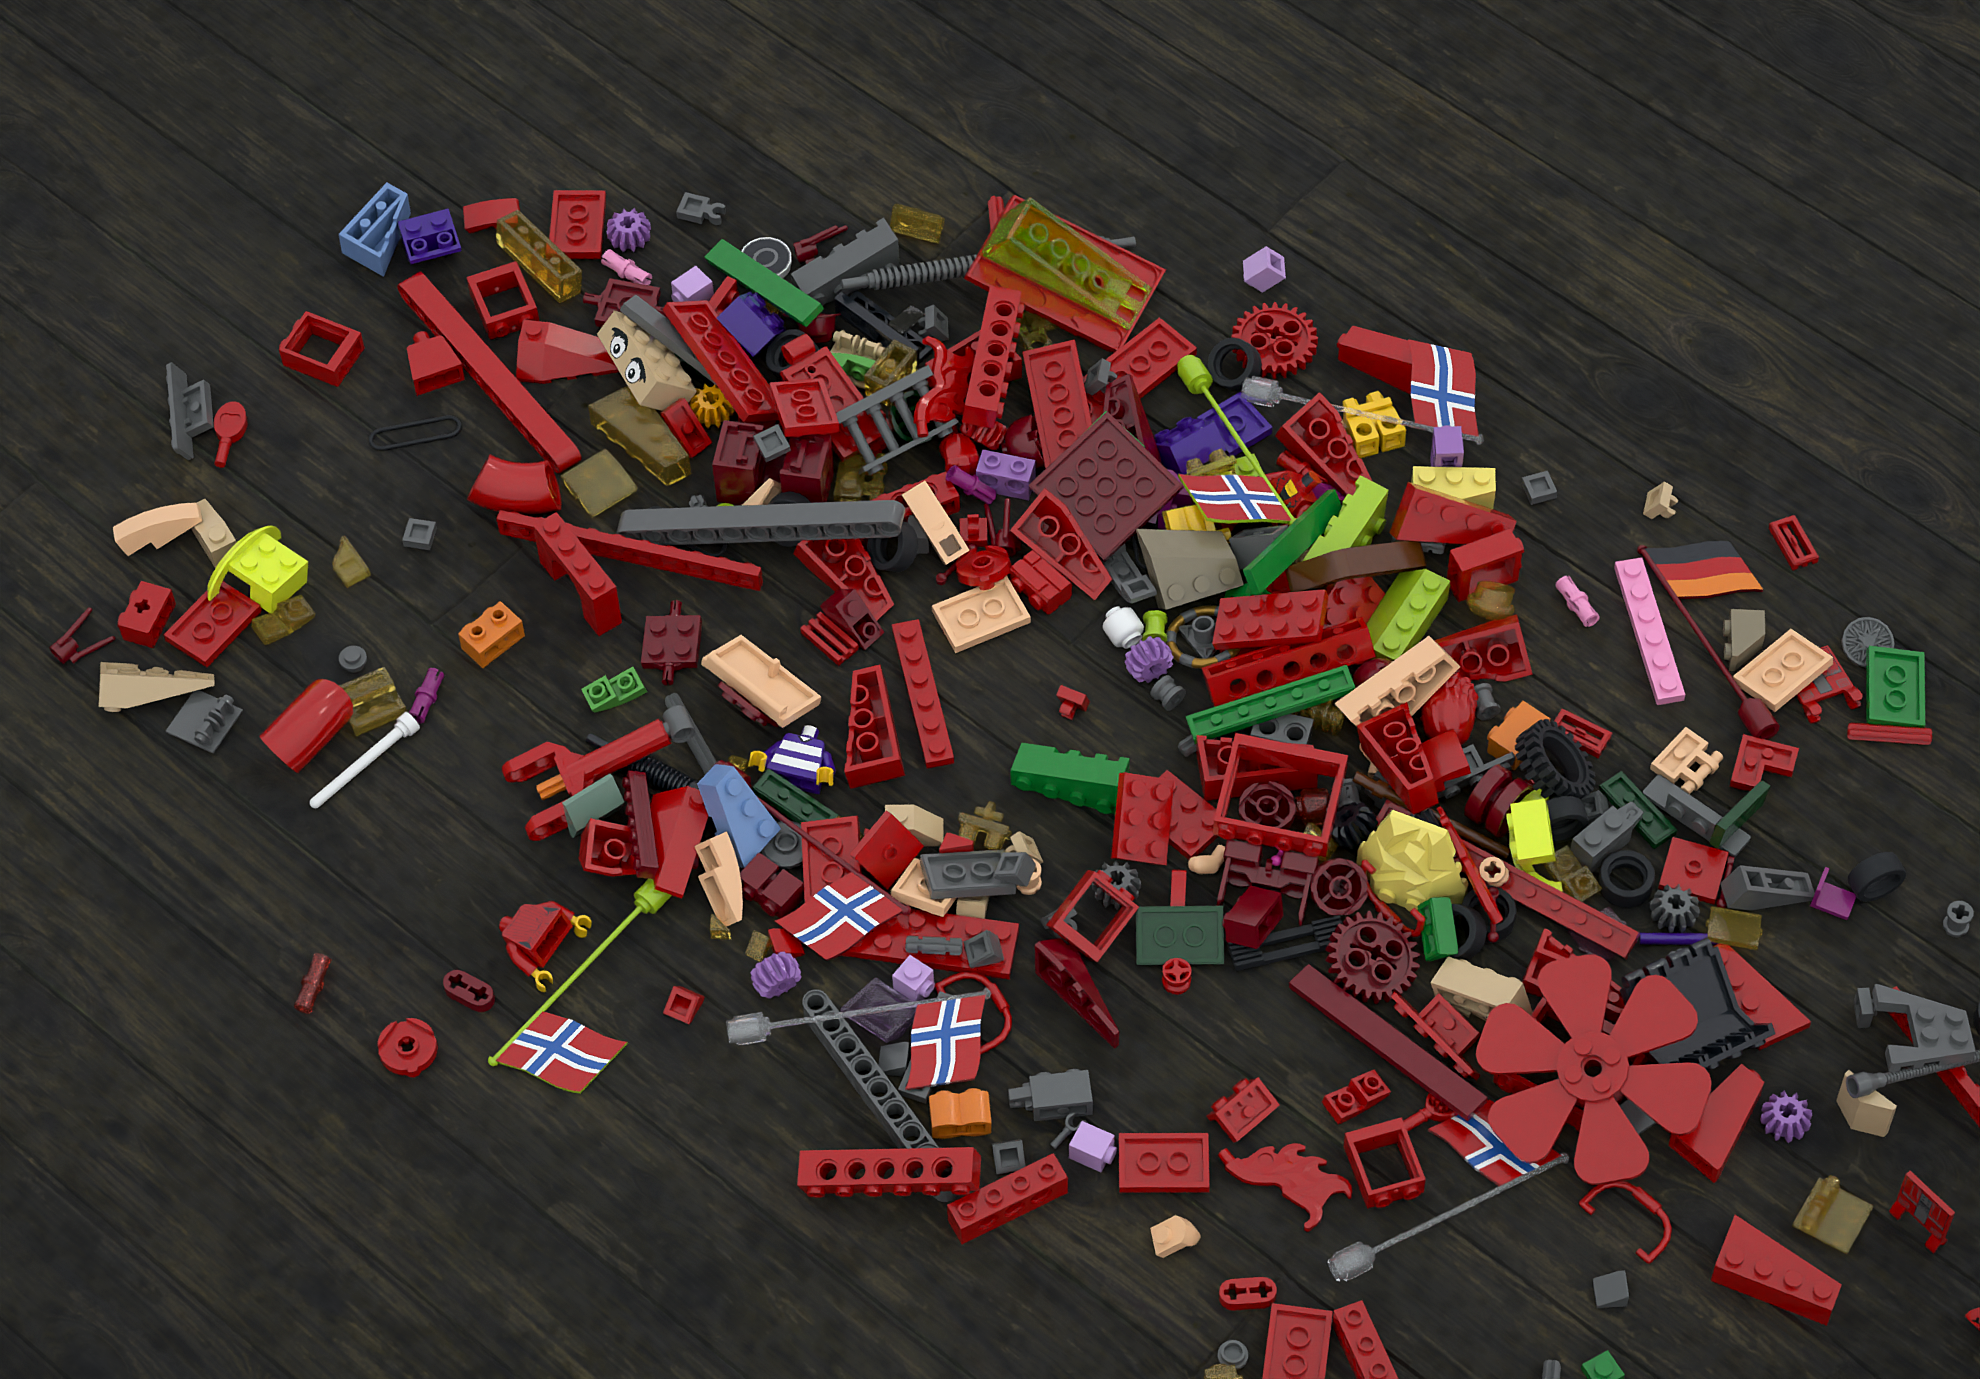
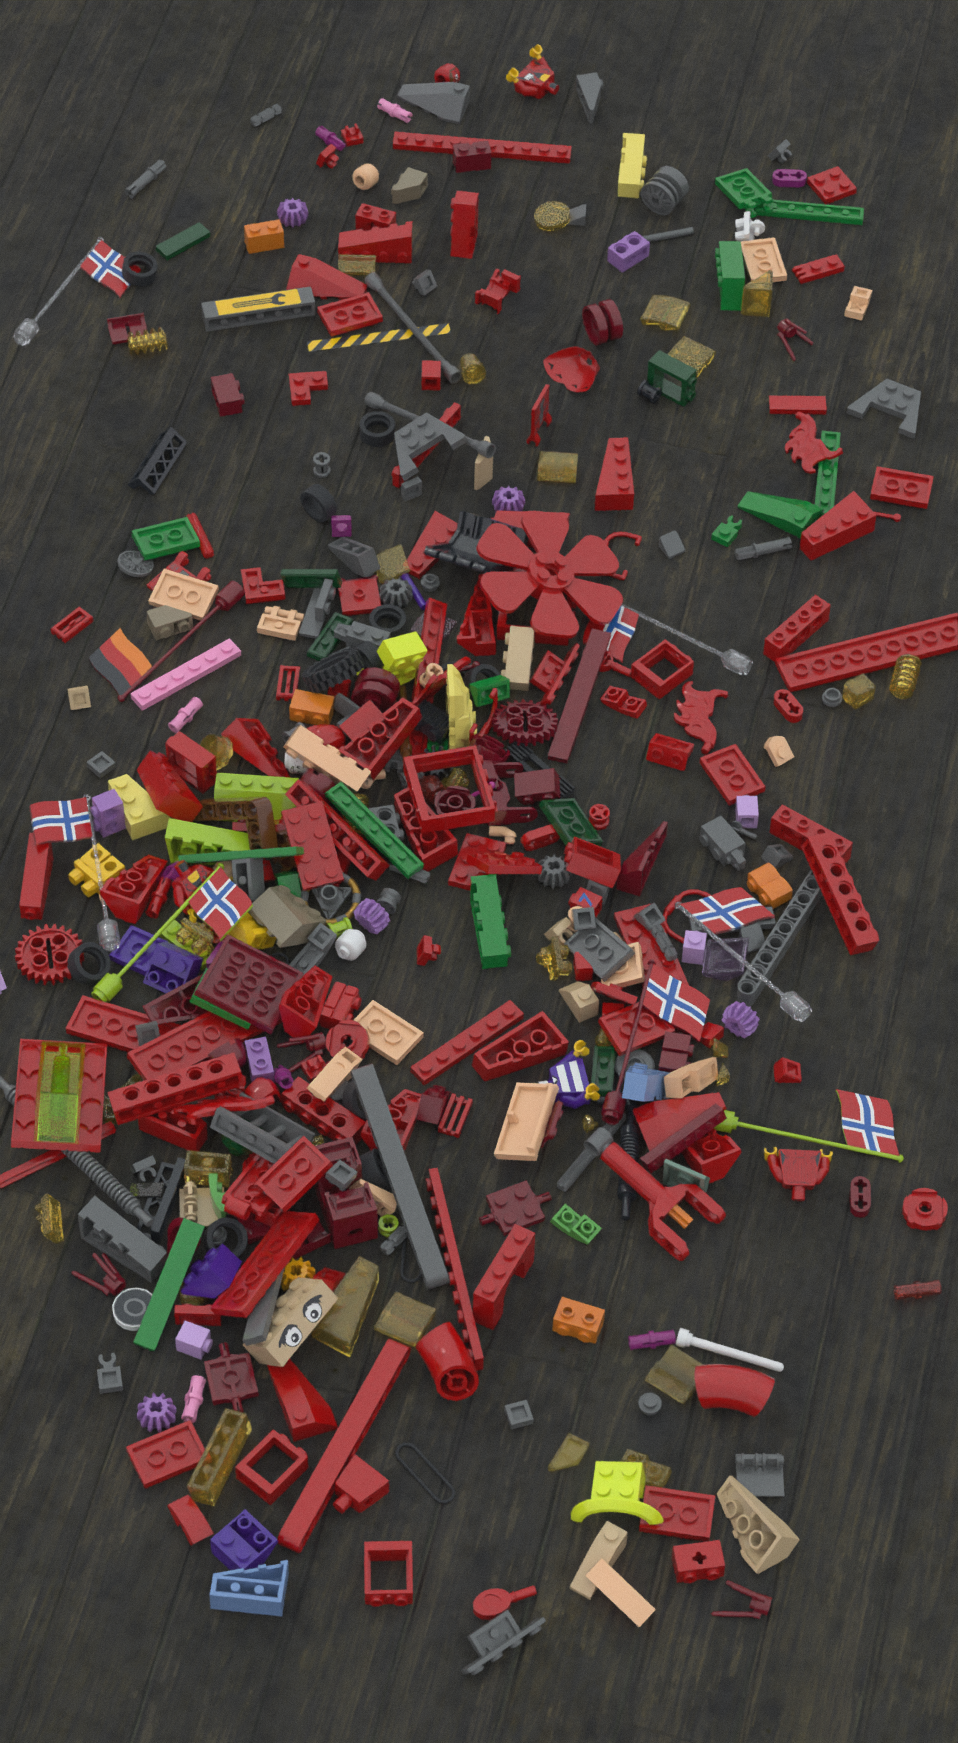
camera: 120 degrees left, 5 degrees down
(1045, 894) = (586, 899): none -> red brick

